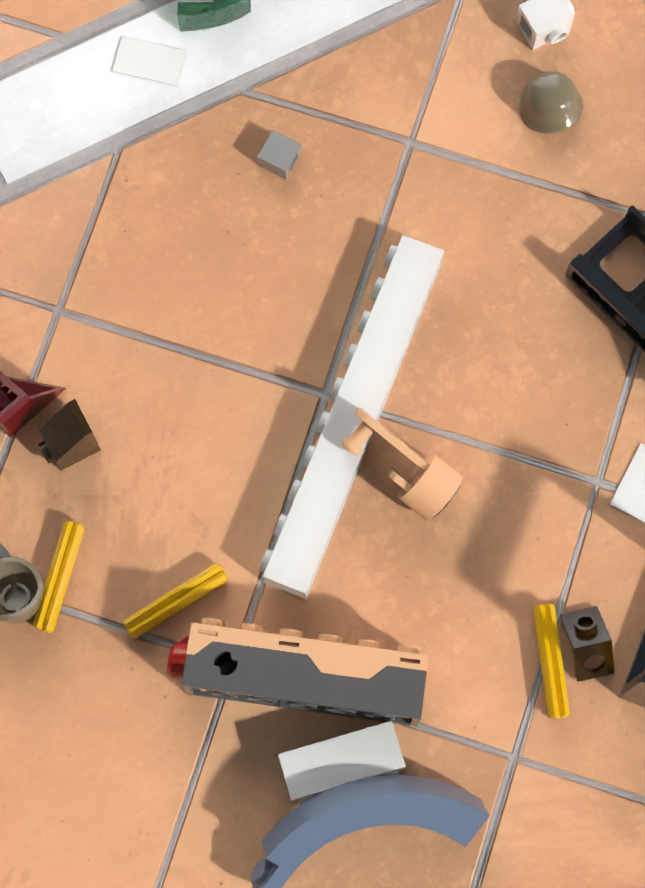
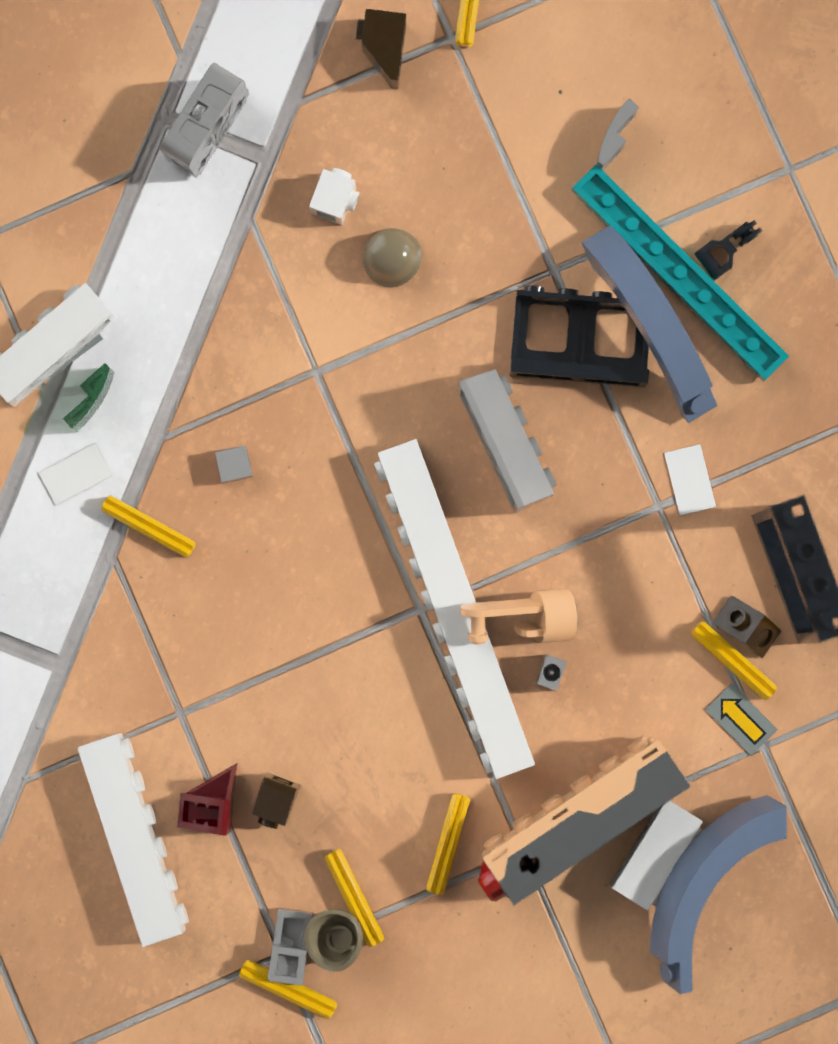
camera: 40 degrees left, 10 degrees up
(168, 145) = (148, 526): none -> yellow axle
(387, 534) = (551, 672): none -> light grey piece
(514, 717) = (741, 719): none -> light grey sticker
(517, 314) = (505, 439): none -> light grey slope

